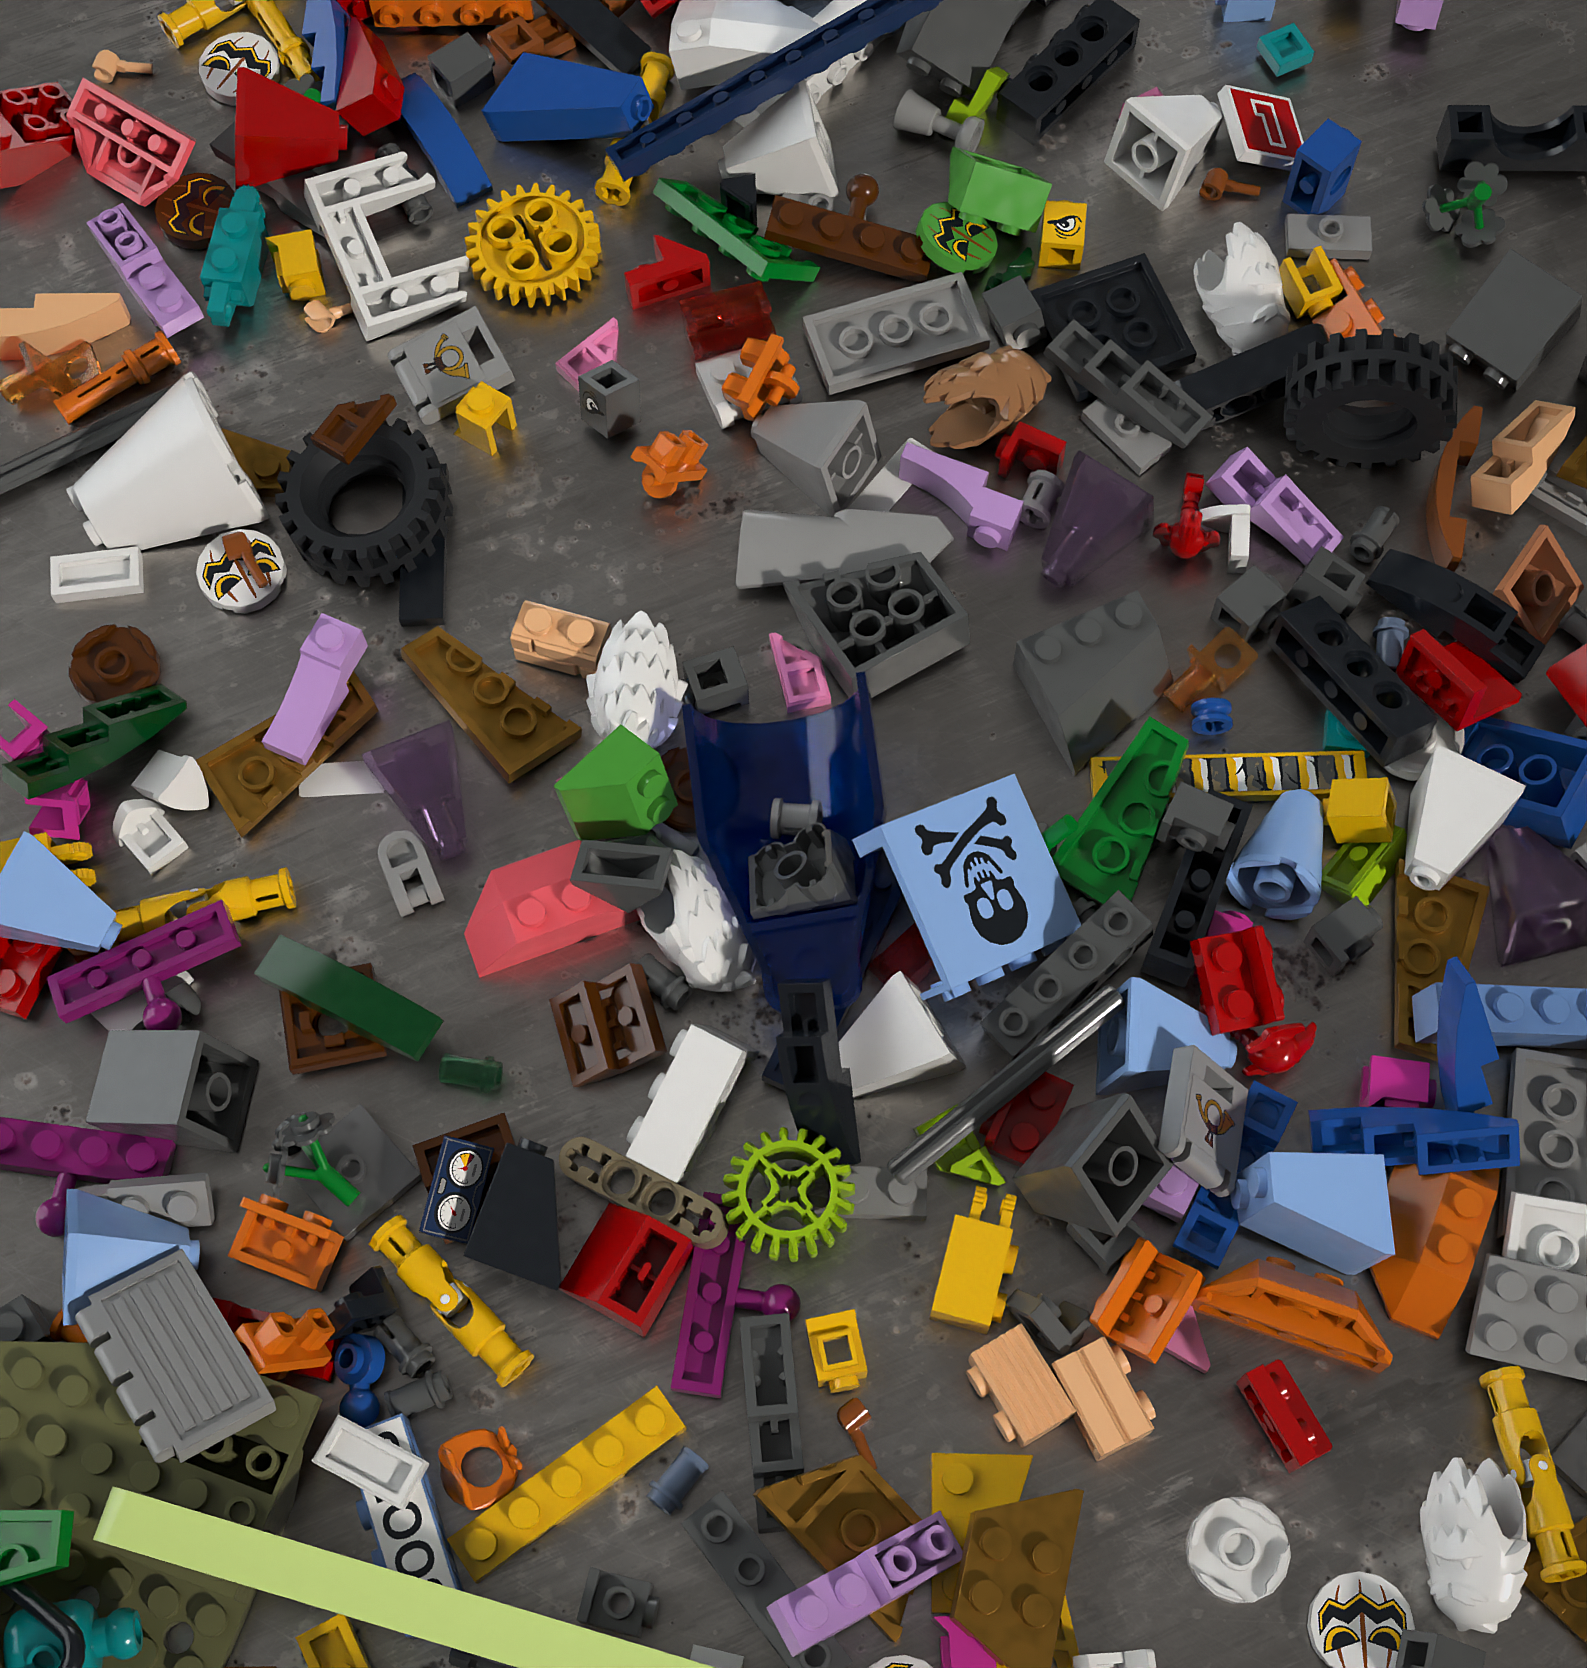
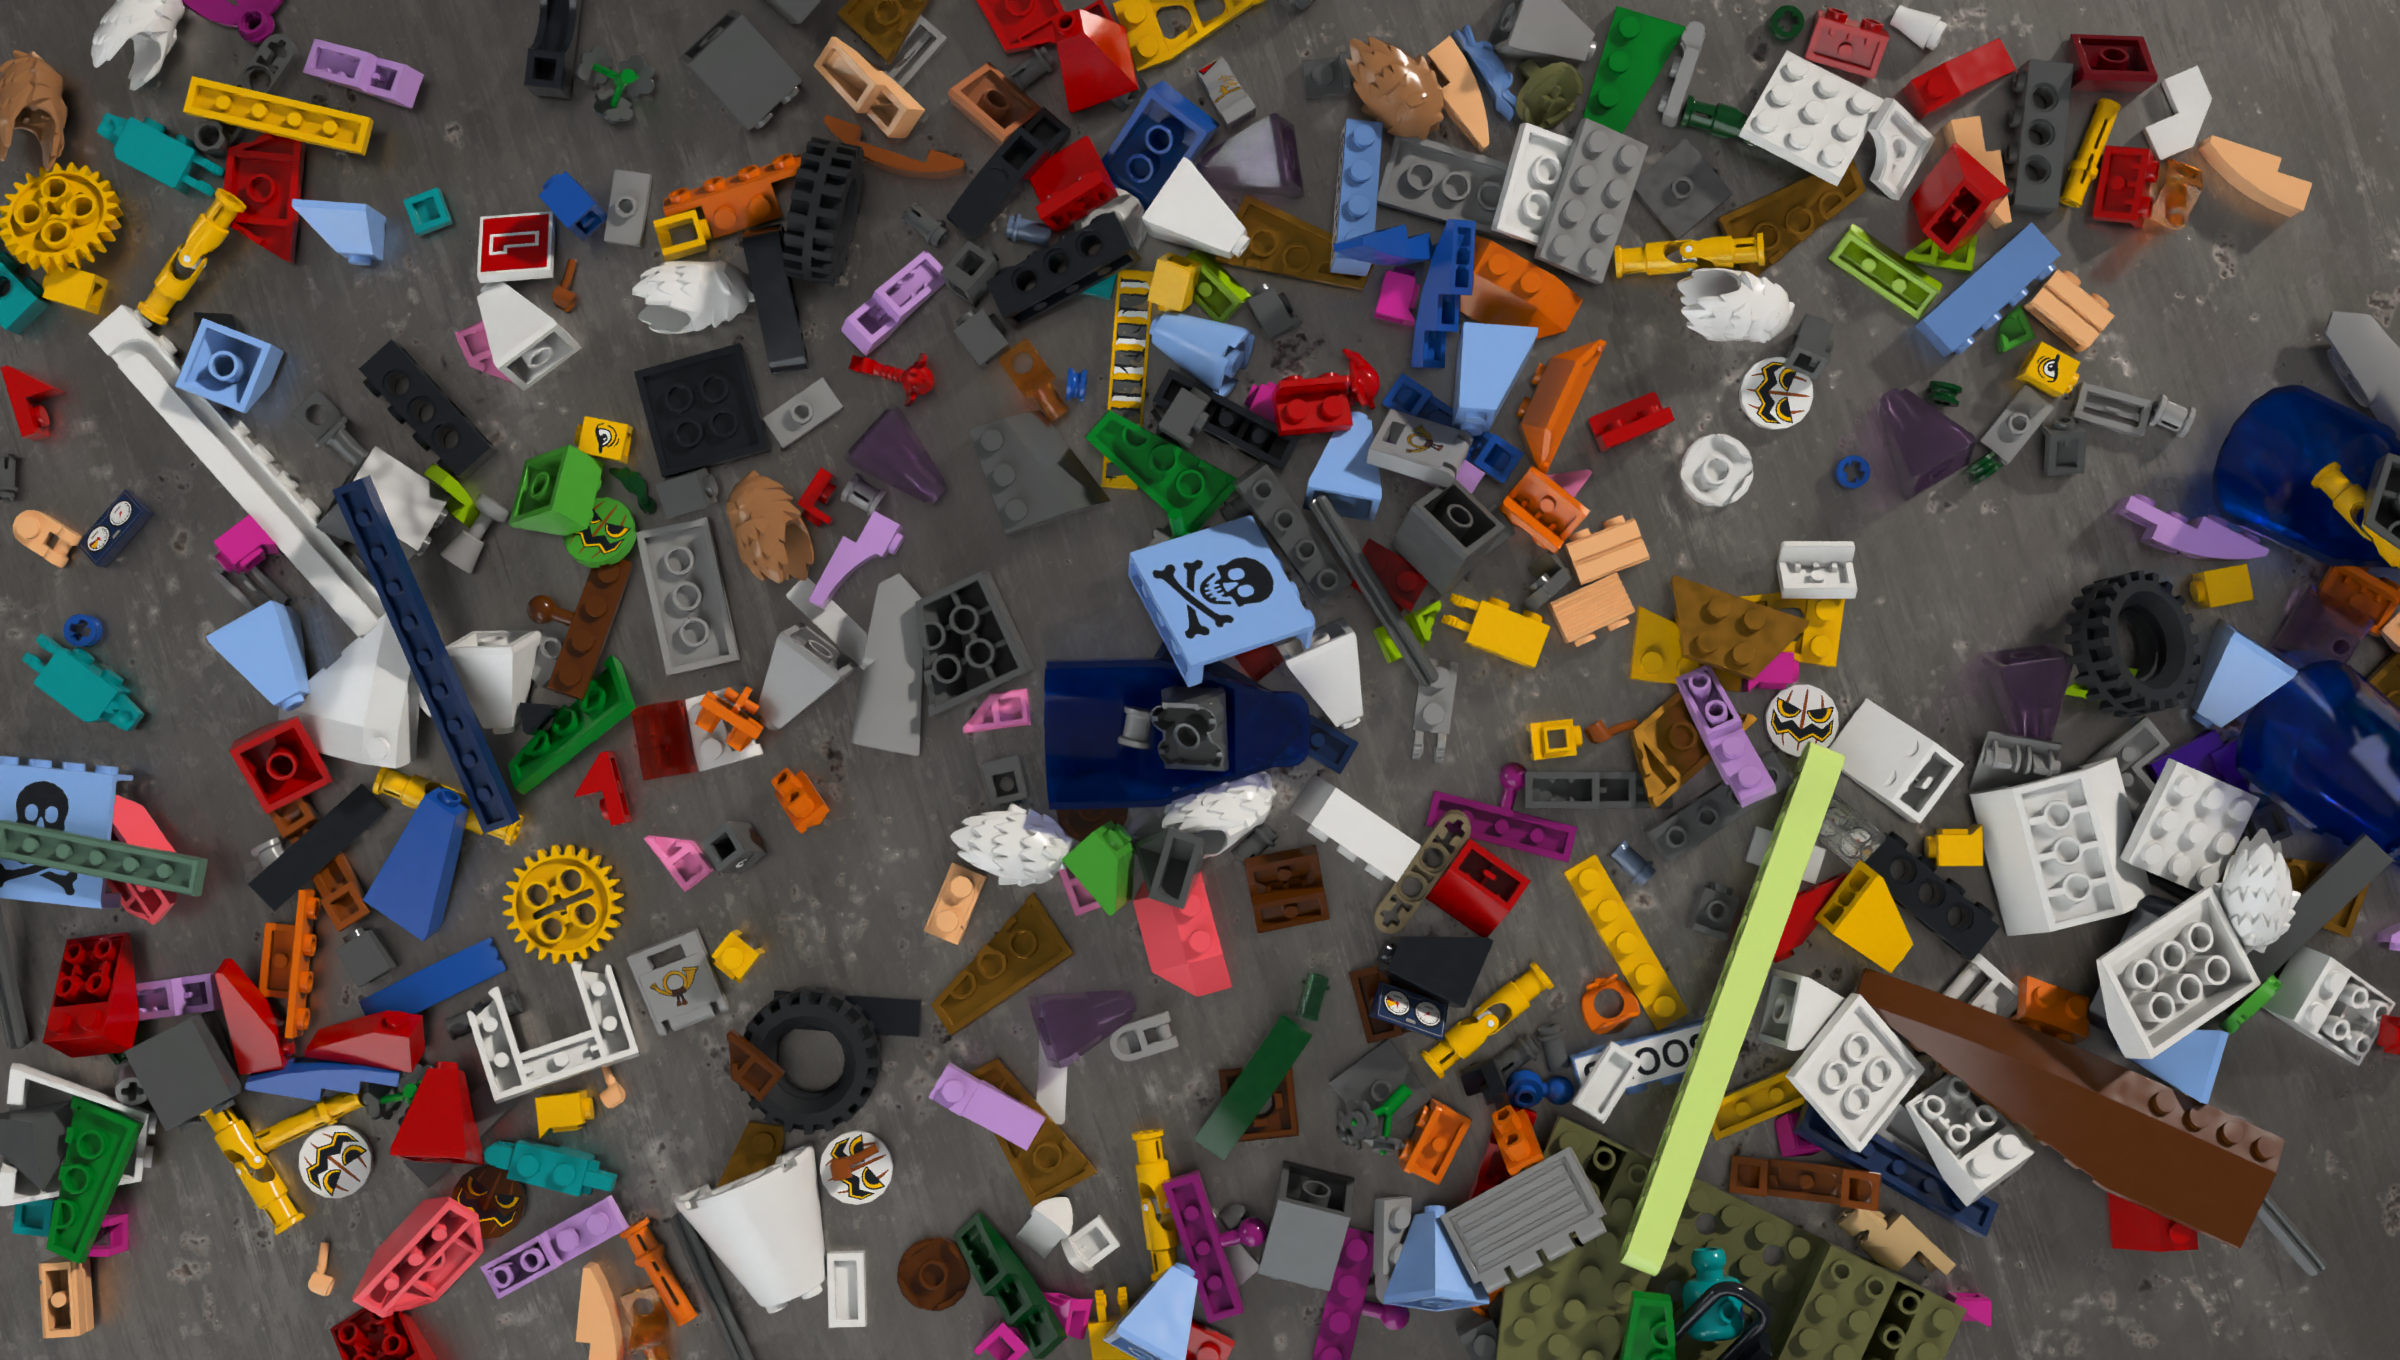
camera: 85 degrees left, 20 degrees up
(802, 1179) = (1415, 780): lime gear -> none
(811, 1067) = (1353, 736): black slope -> none
(1125, 385) = (771, 407): dark grey slope -> none
(1235, 522) = (915, 336): white tile -> none

